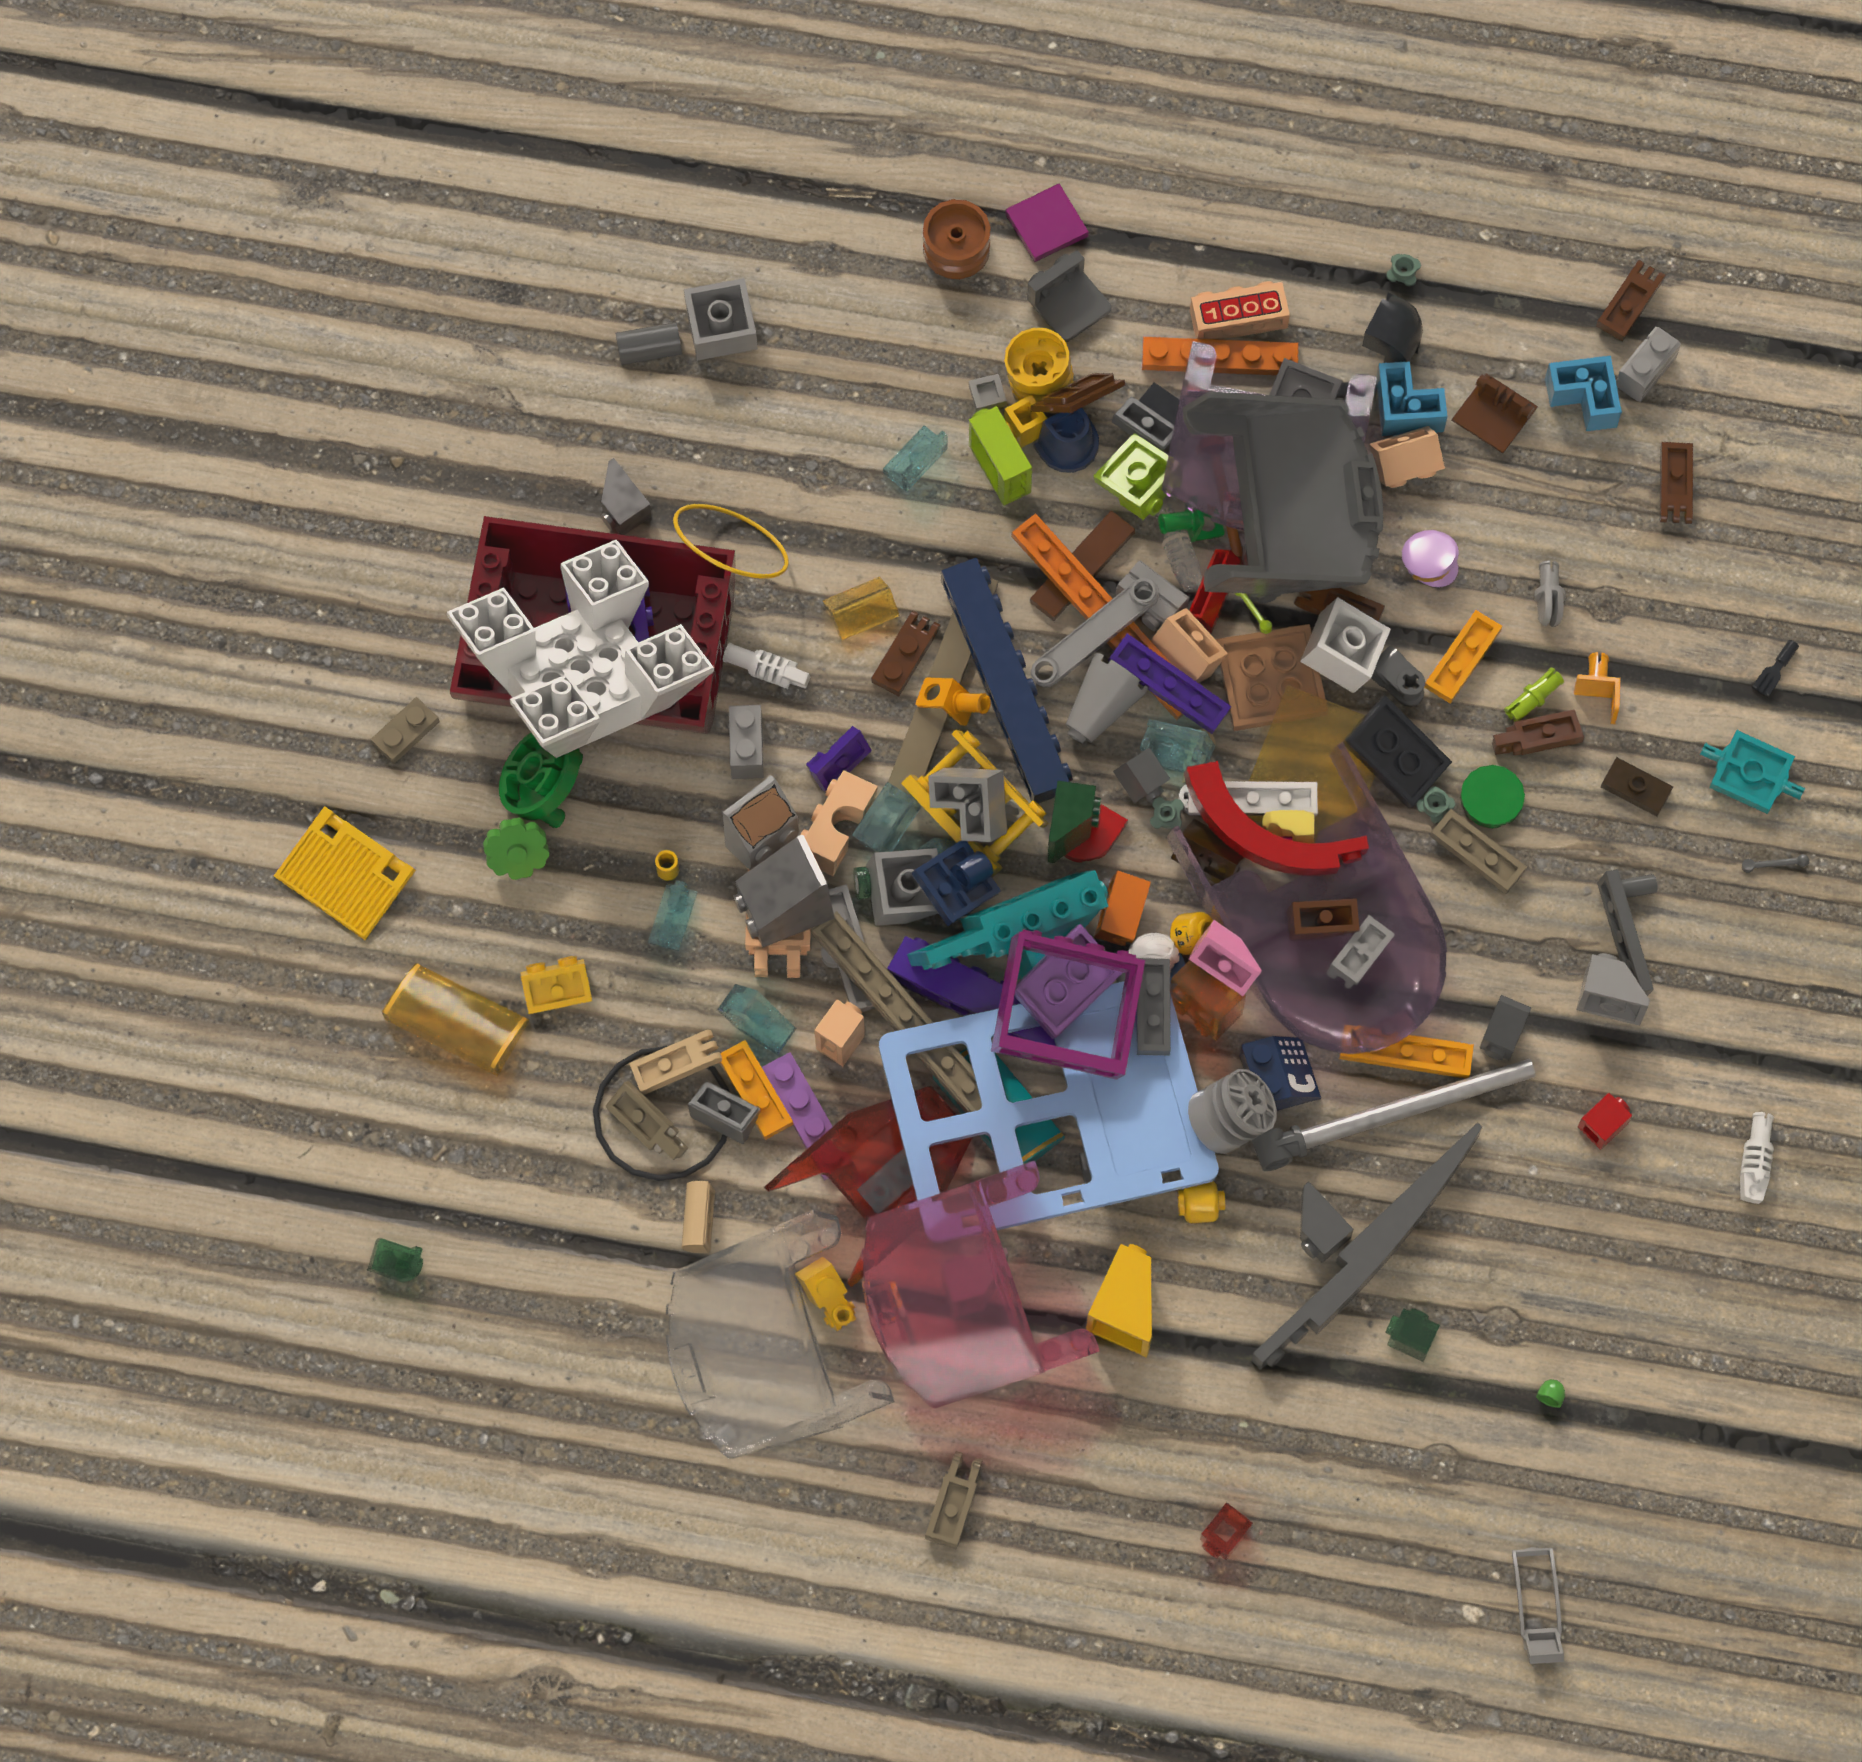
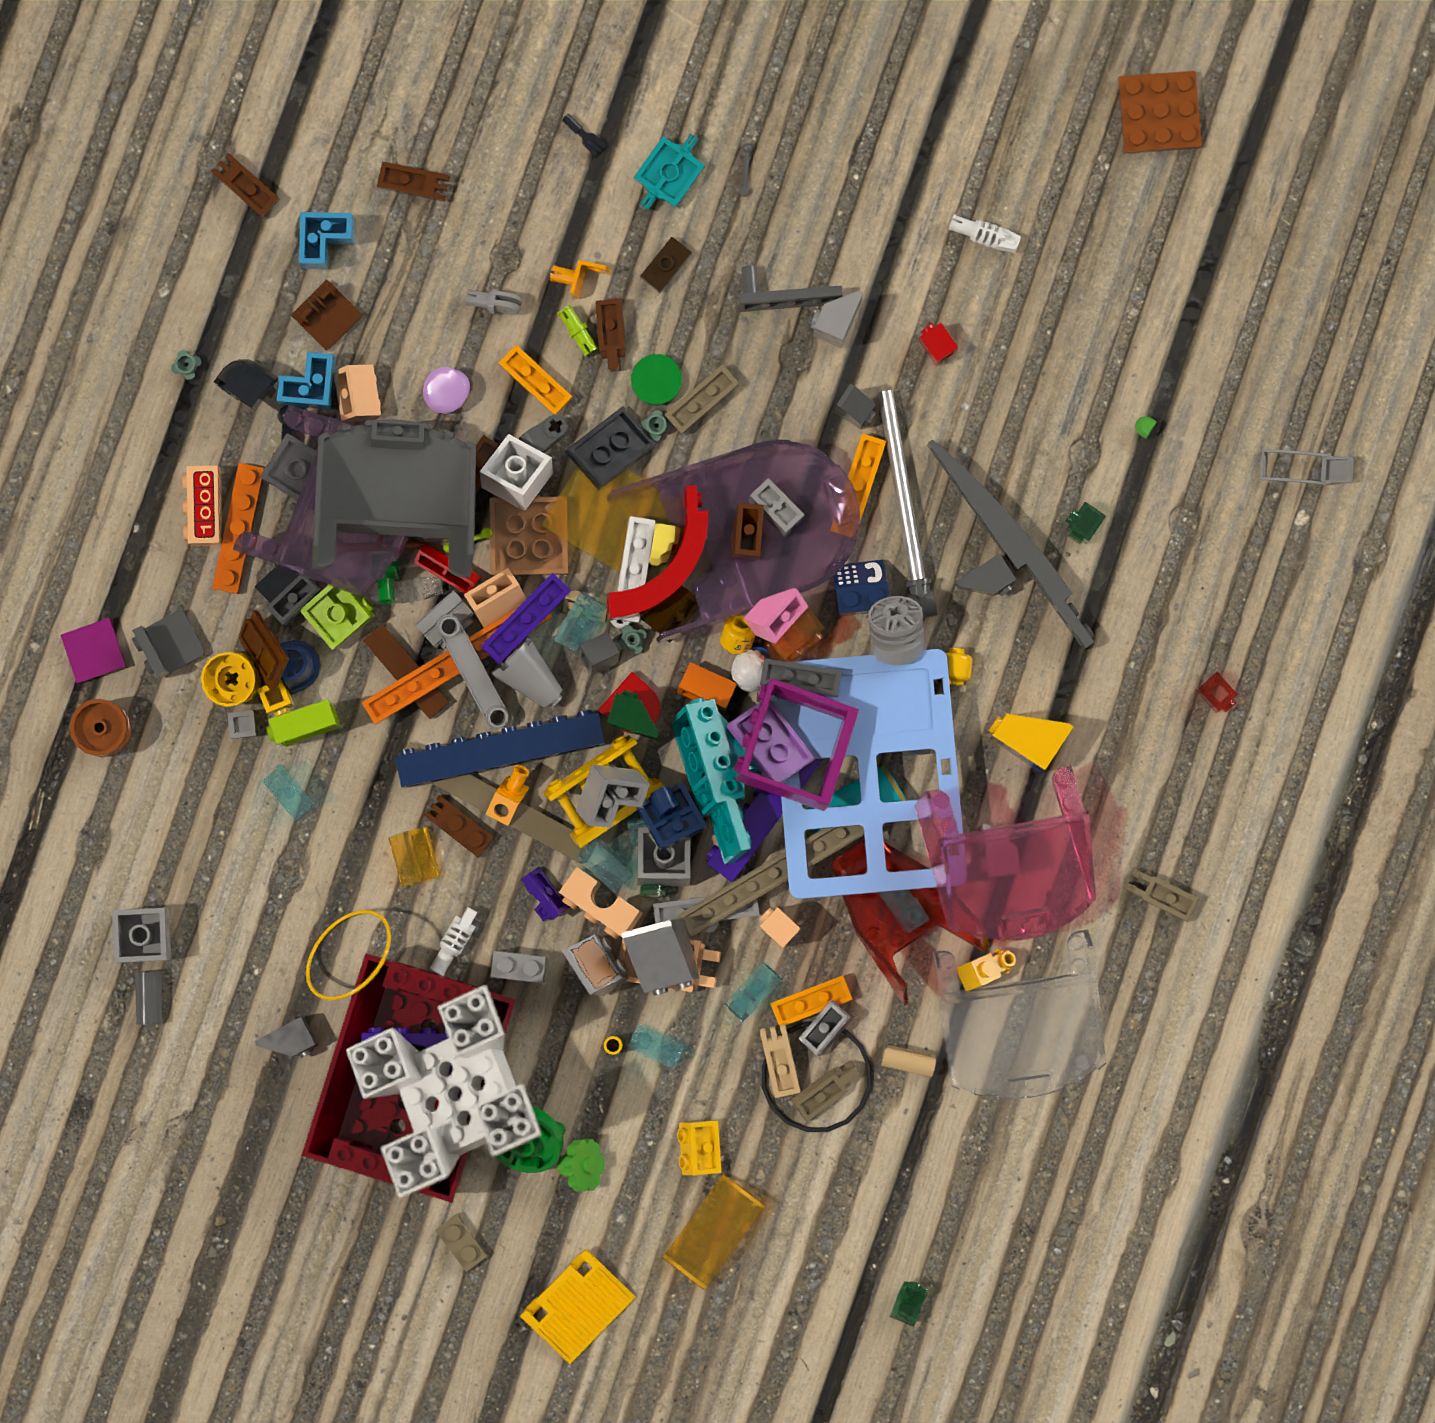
camera: 80 degrees left, 15 degrees up
(798, 1099) = (828, 966): medium lavender plate -> none
(1648, 364) = (306, 183): light grey brick -> none

